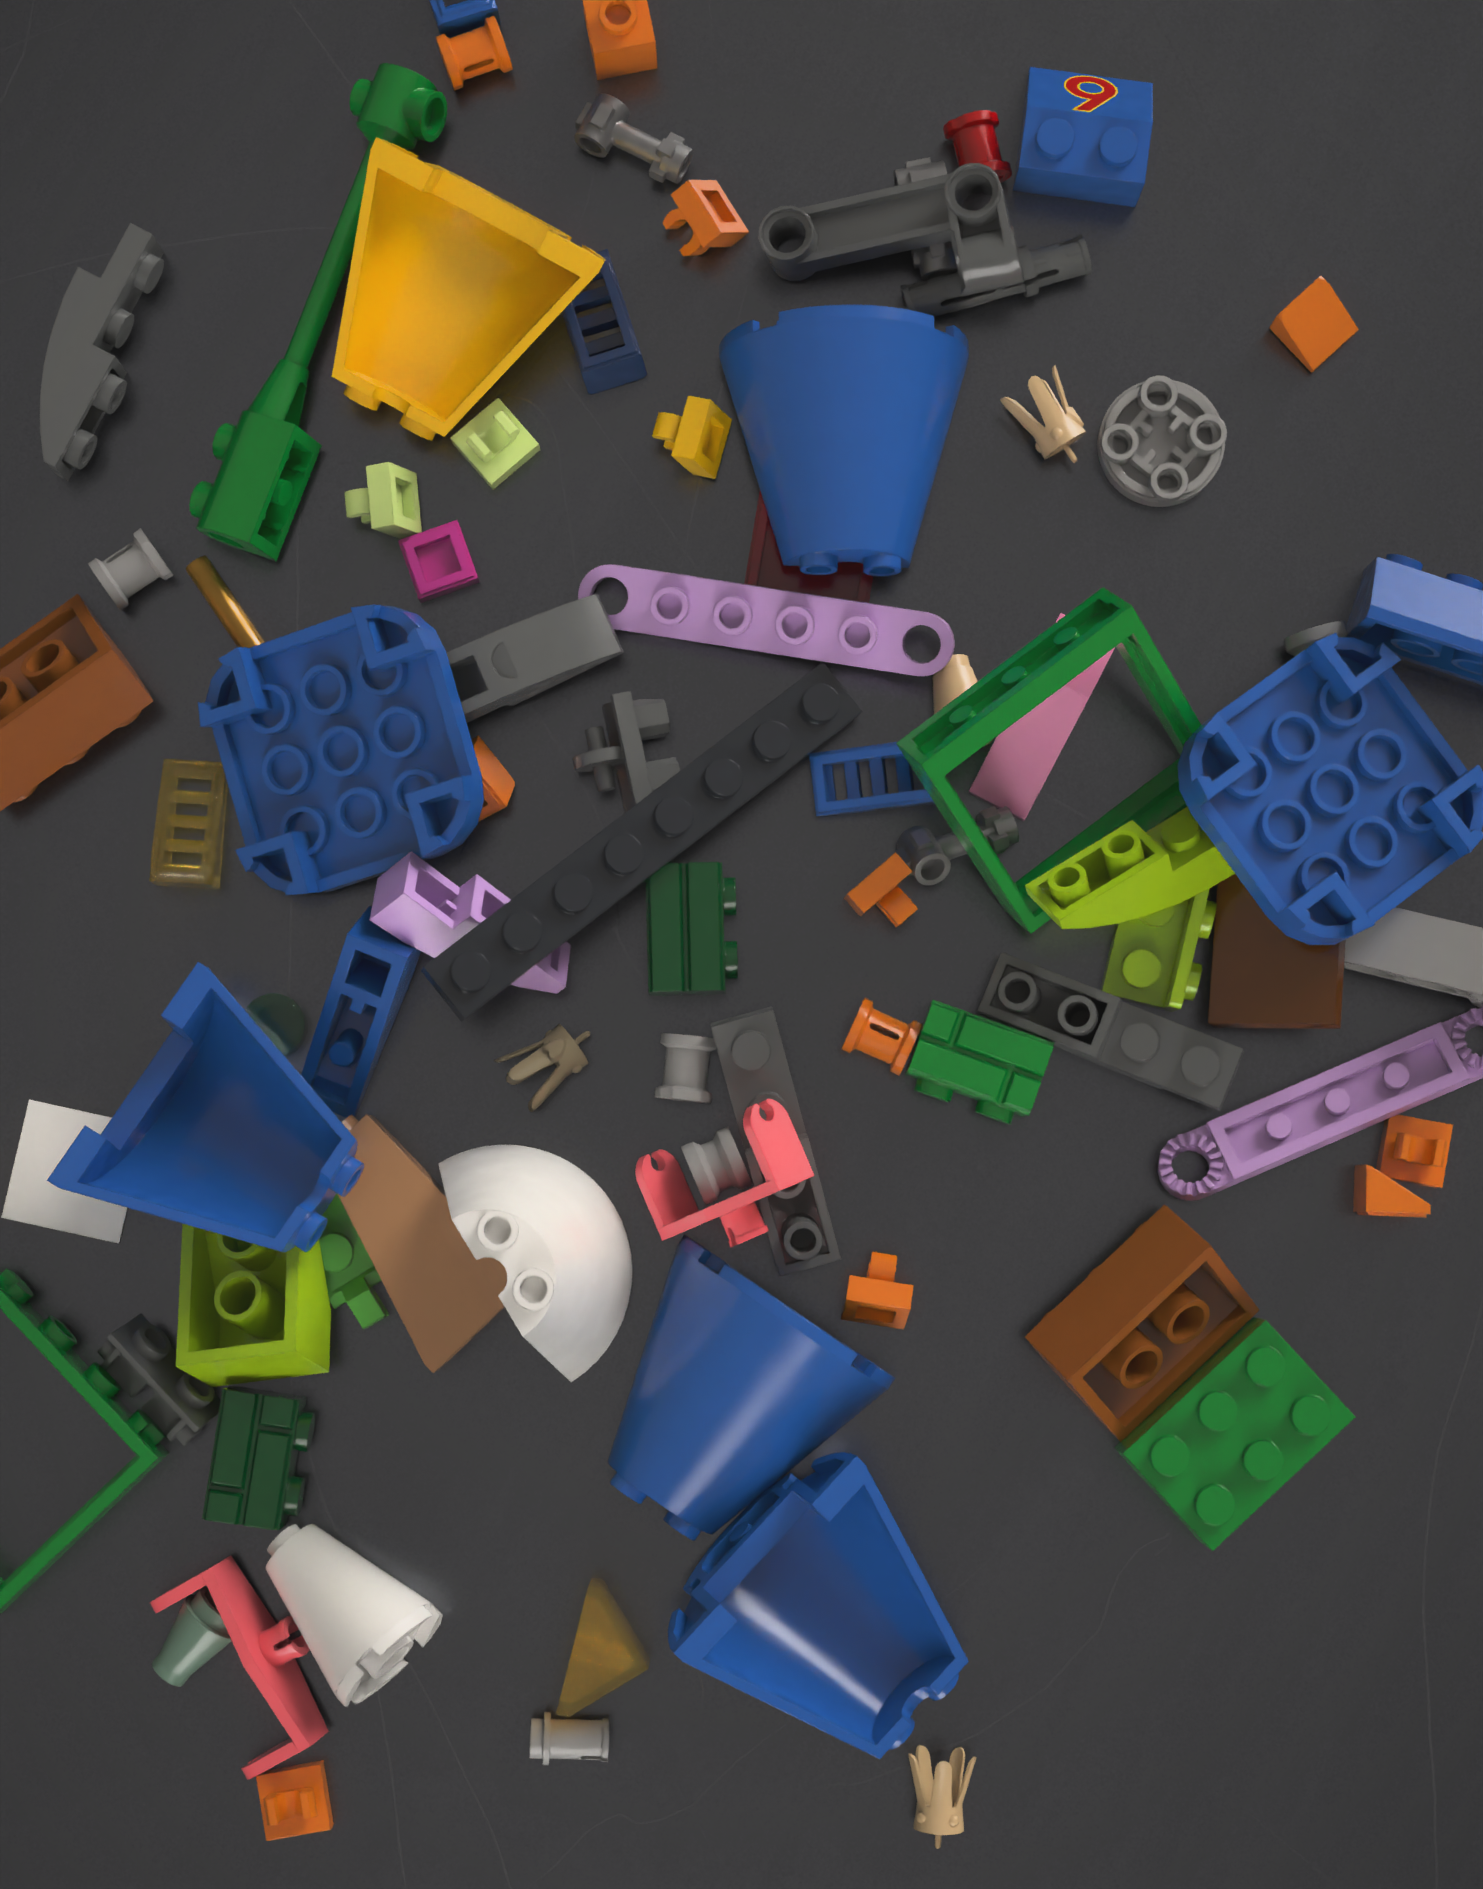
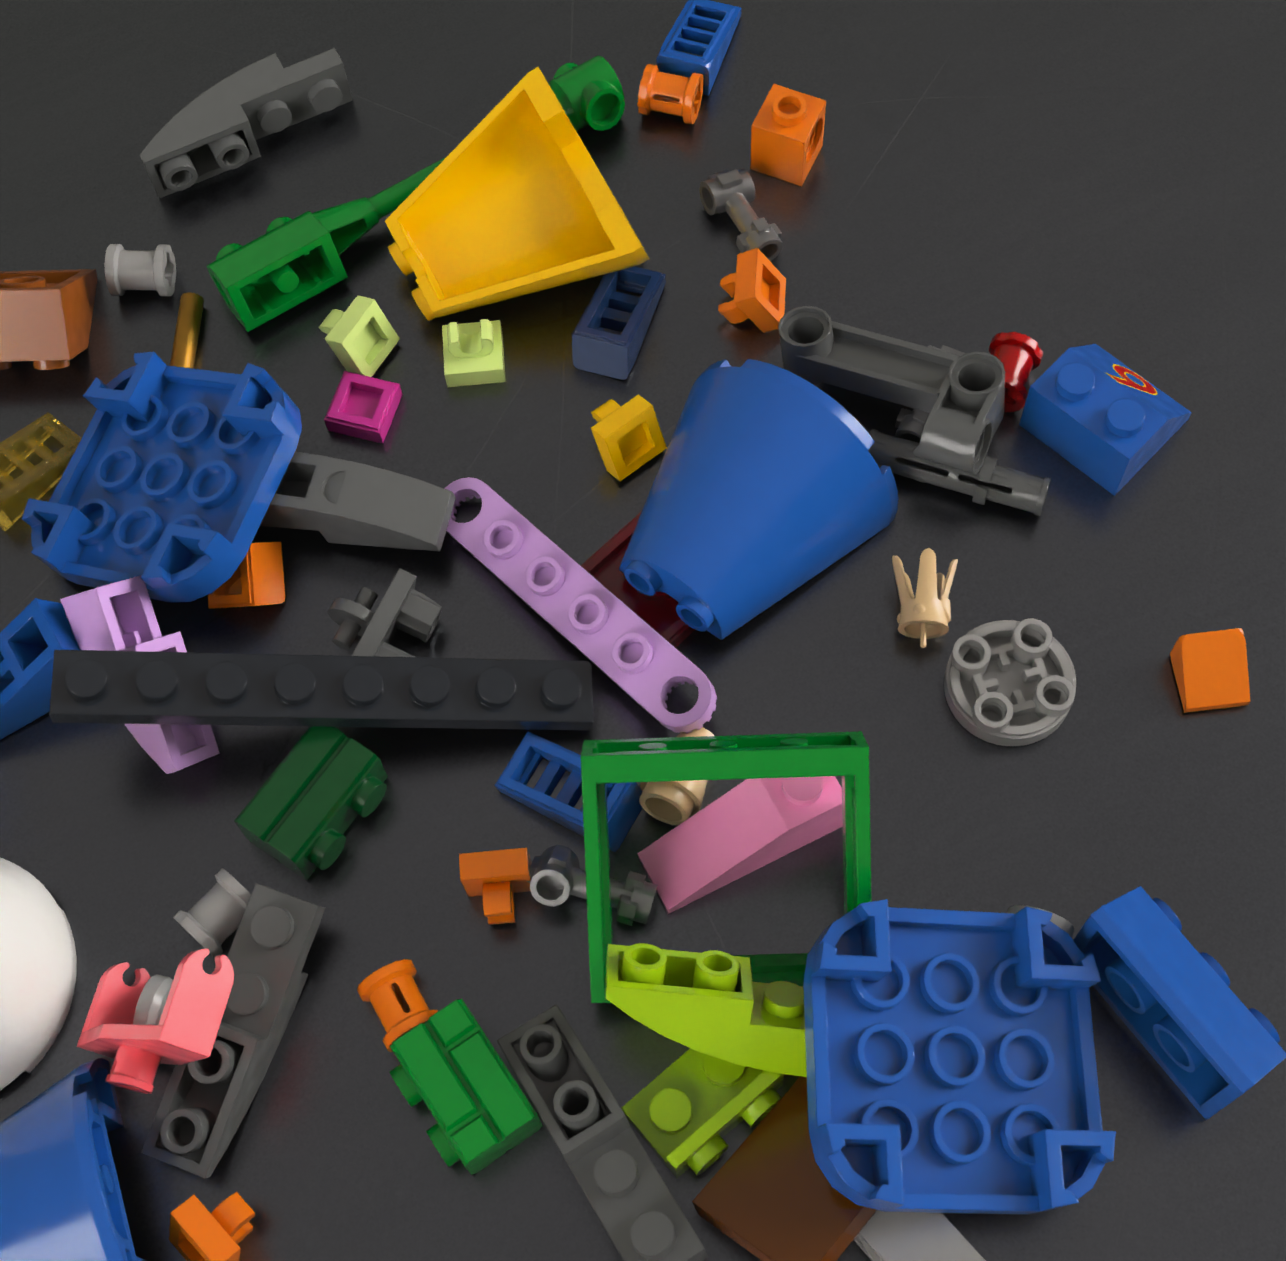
camera: 40 degrees right, 20 degrees down
(556, 1049) = (117, 827): dark tan piece -> none

